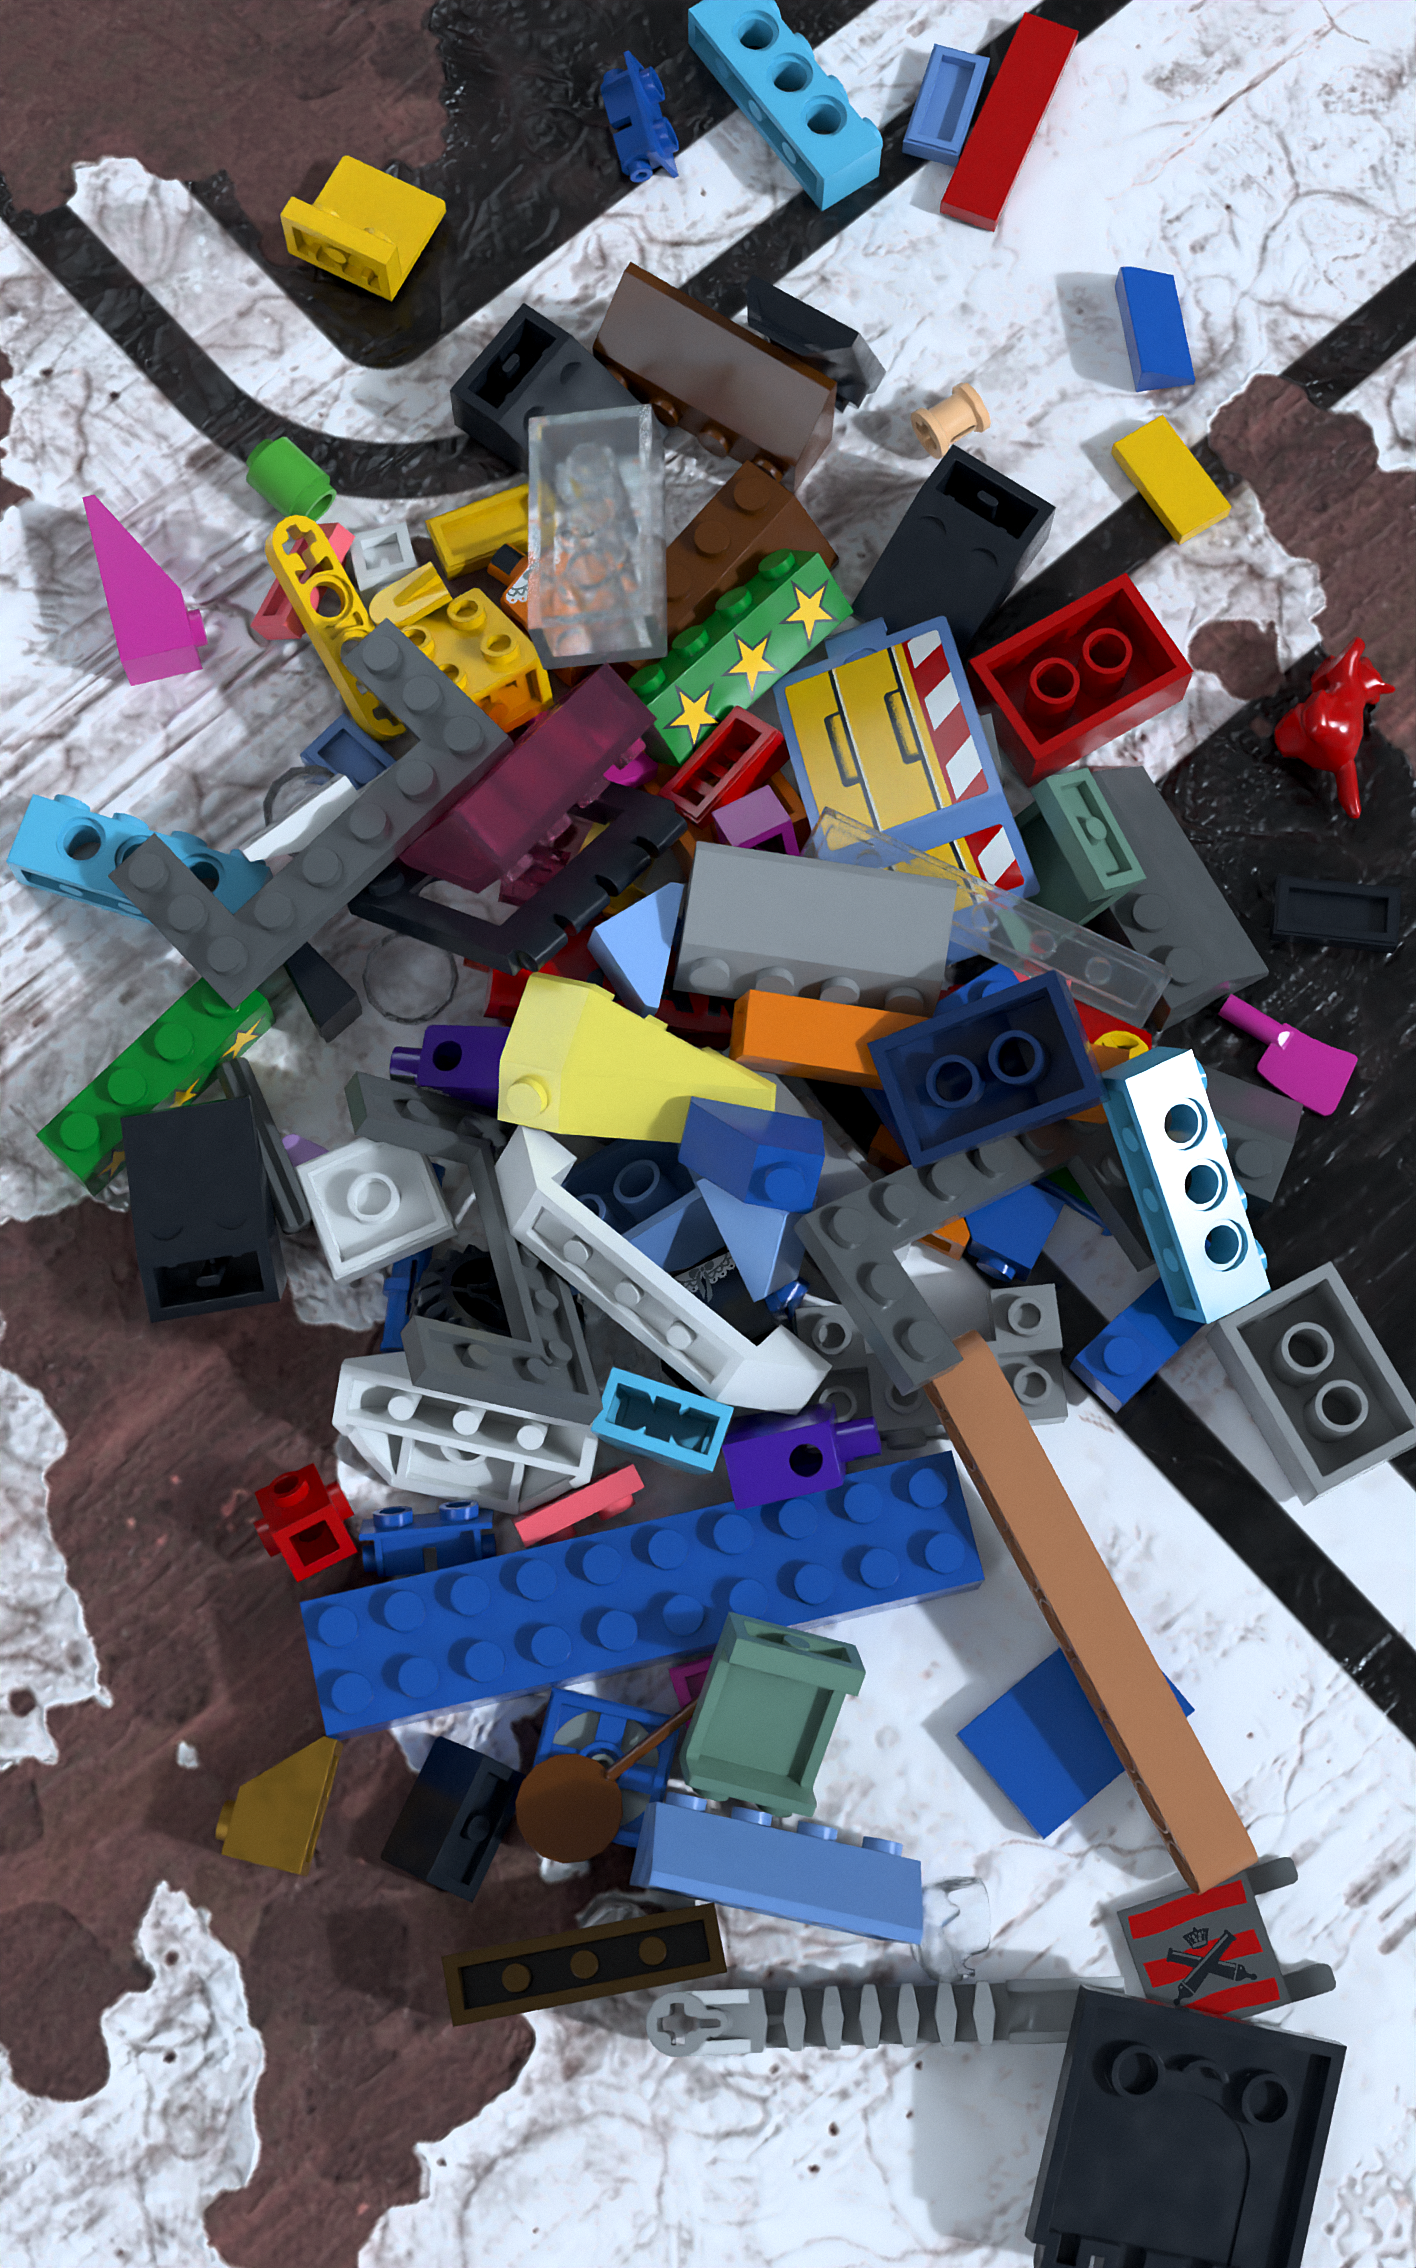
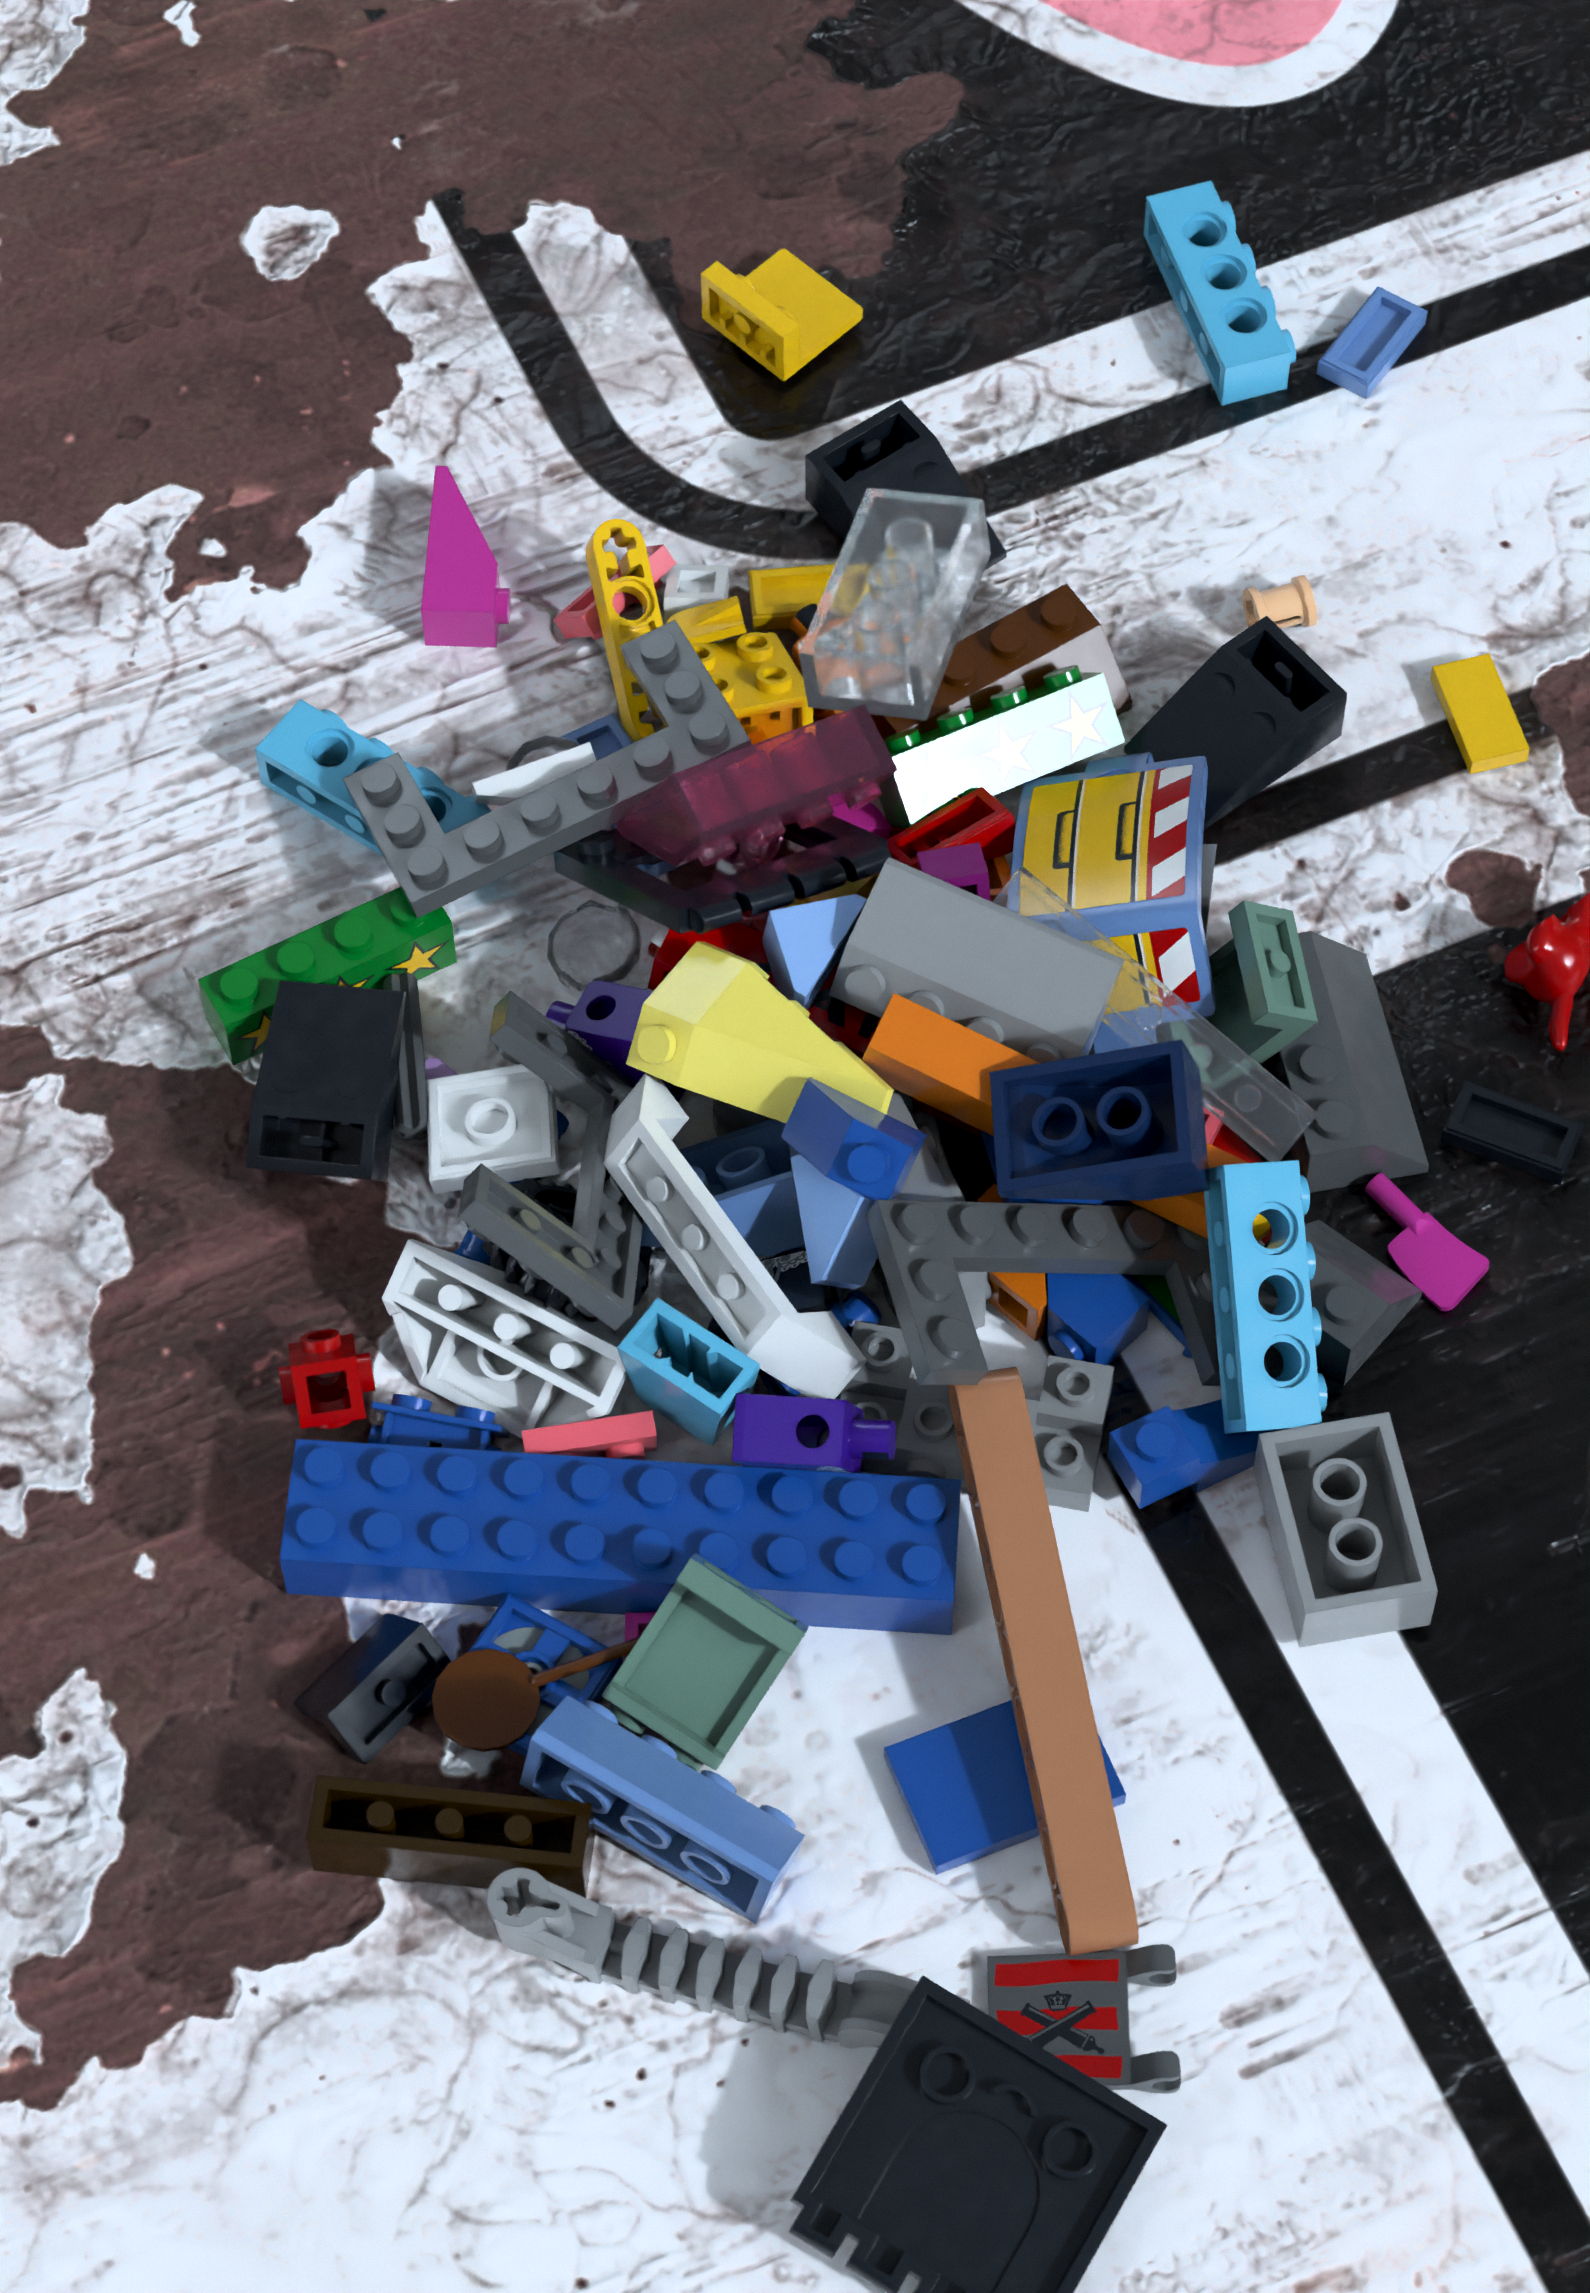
camera: 20 degrees right, 15 degrees down
(282, 1810) = (217, 1627): pearl gold slope -> none
(289, 479) = (631, 495): bright green brick -> none
(323, 991) = (508, 937): black slope -> none
(635, 98) = (1074, 266): blue hinge -> none
(716, 378) = (1064, 512): slope -> none
(815, 340) = (1160, 501): black slope -> none
(953, 1927) = (817, 1909): clear hair -> none
(1009, 122) = (1428, 370): red tile -> none
(1078, 679) = (1325, 850): red brick -> none
(1153, 329) = (1508, 580): blue slope -> none

